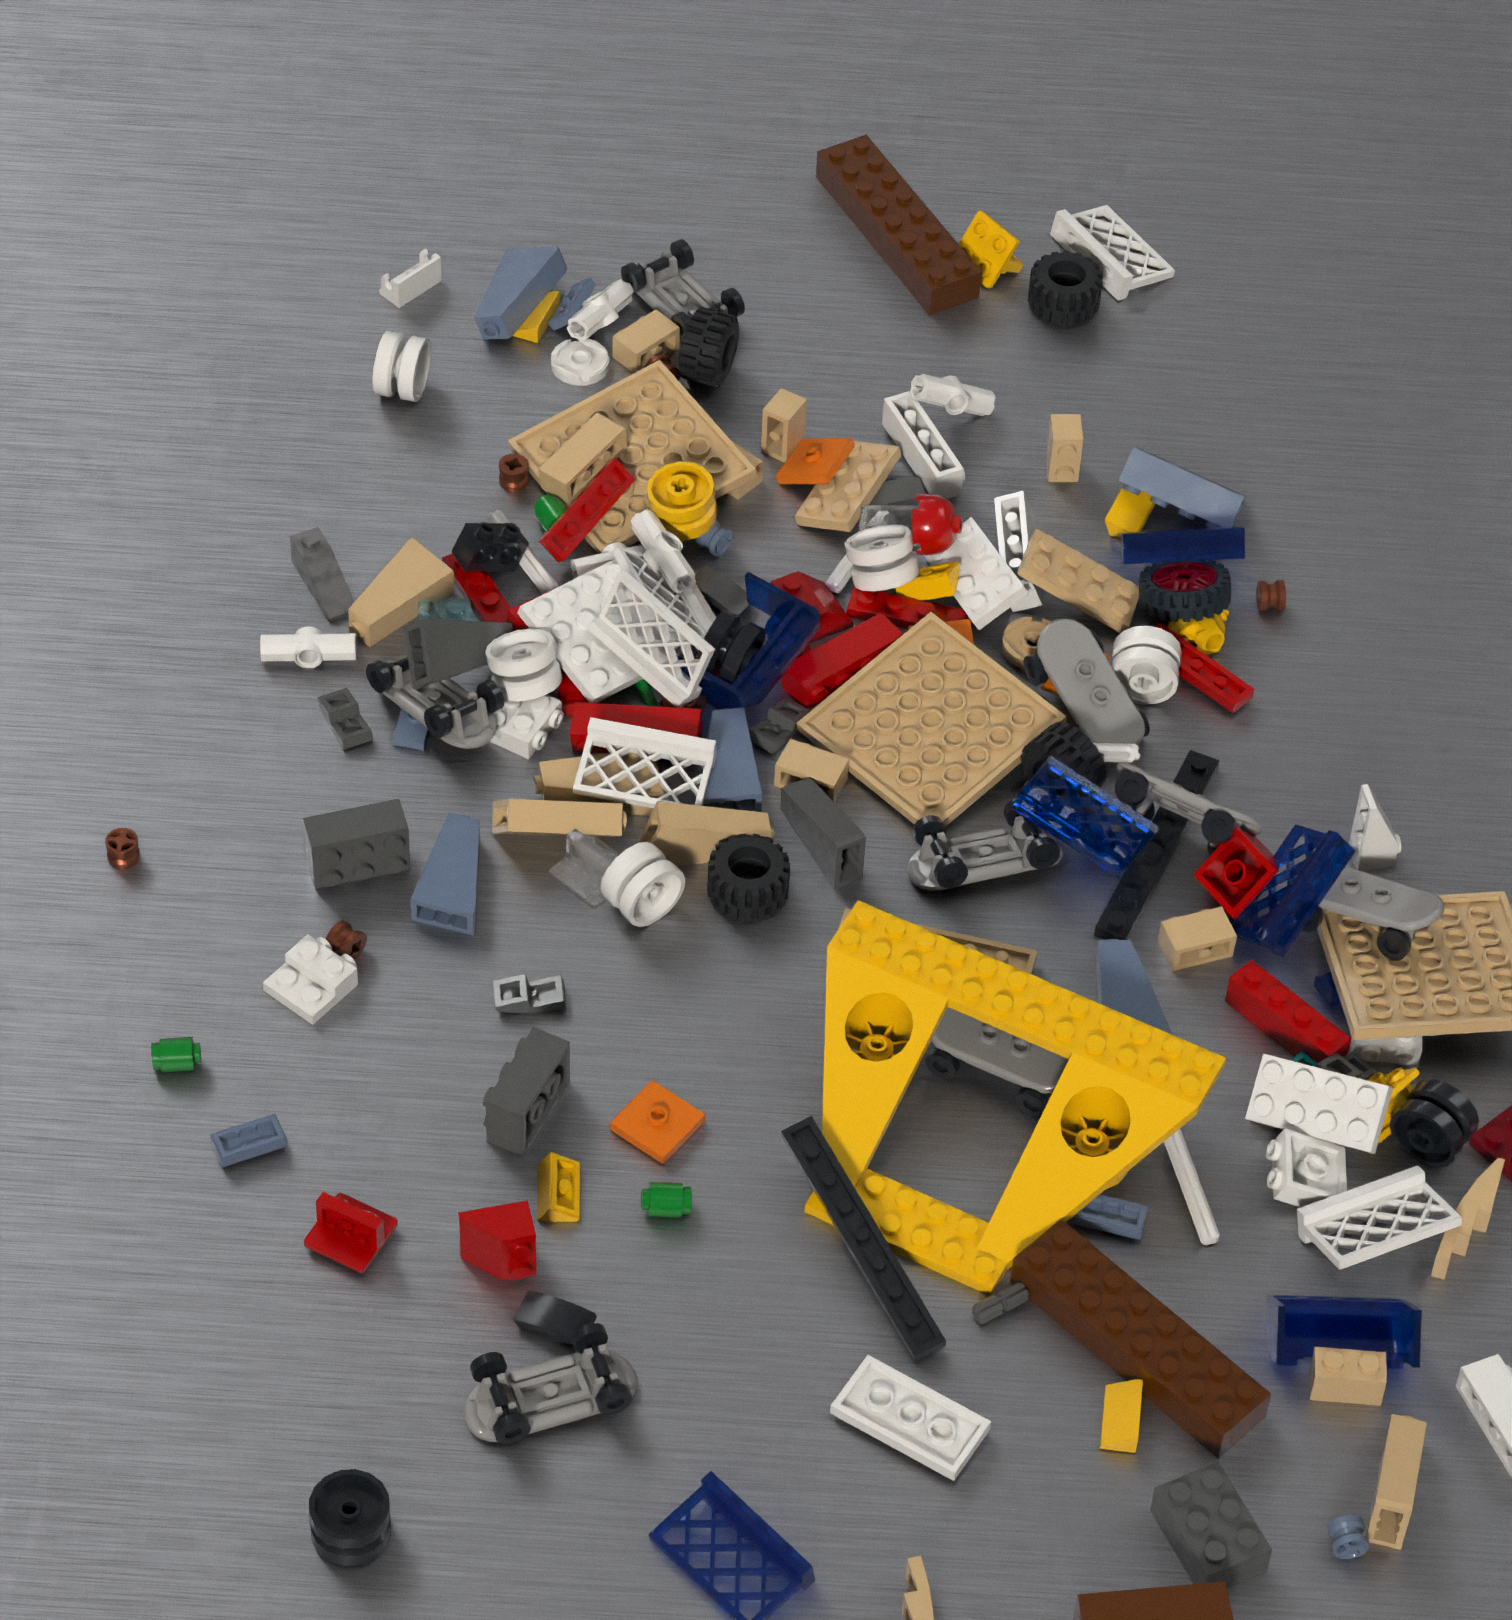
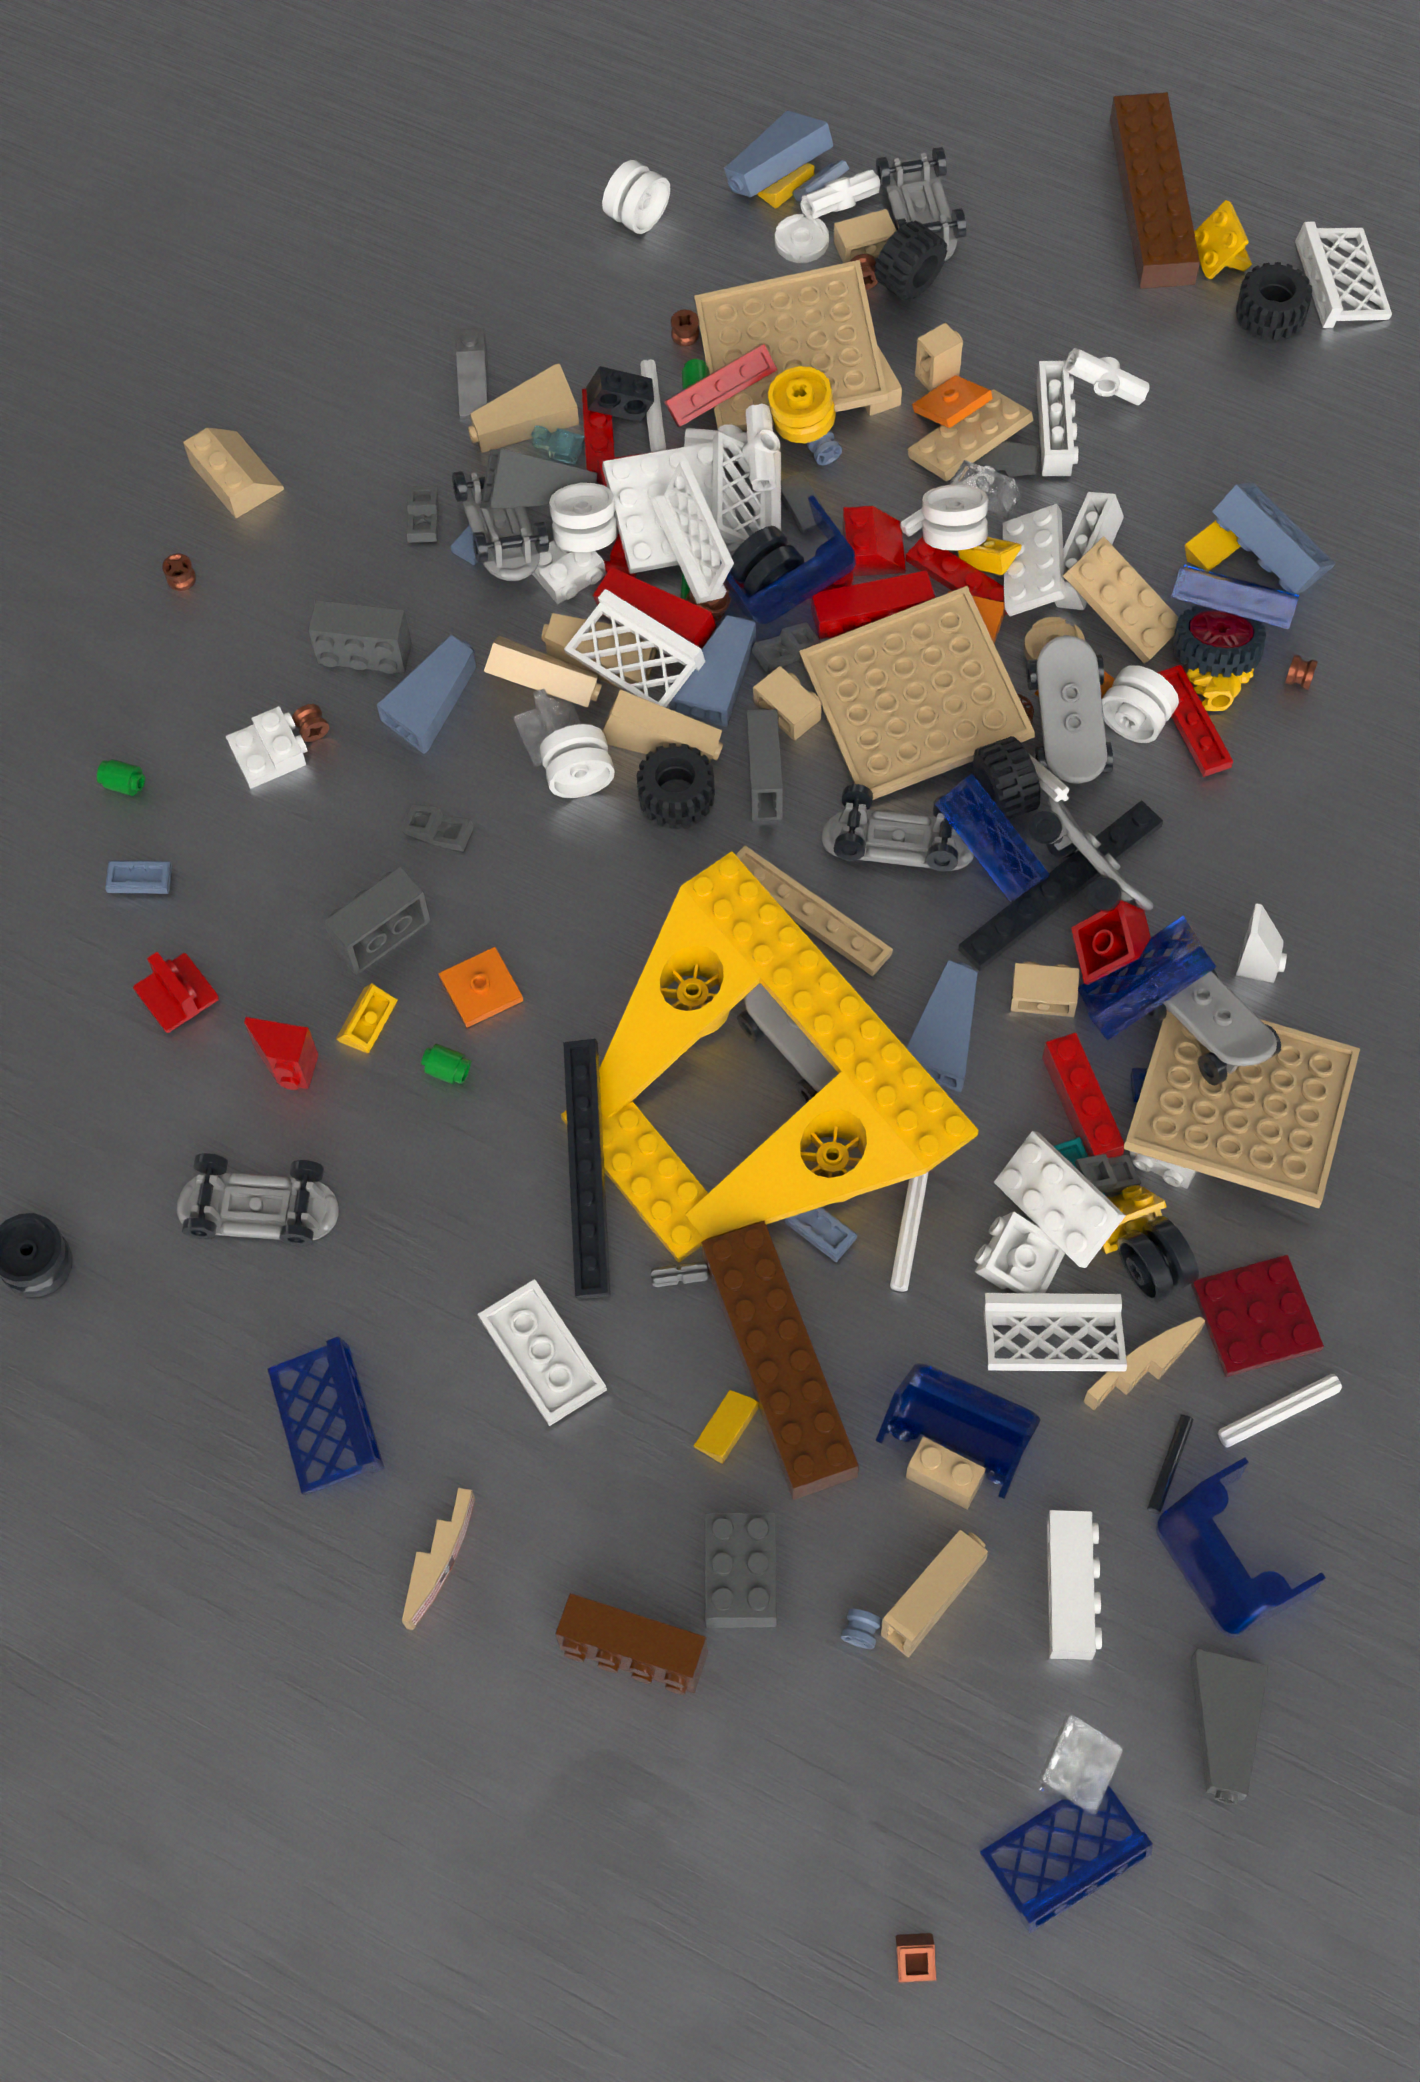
camera: 30 degrees right, 15 degrees up
(120, 739) = (231, 469): none -> tan slope
(308, 647) = (425, 437): white piece -> none
(412, 281) = (697, 117): white hinge -> none
(552, 1316) = (294, 1136): black slope -> none
(582, 457) = (741, 333): tan brick -> none
(934, 524) = (1013, 500): red cylinder -> none
(1064, 447) = (1182, 462): tan brick -> none

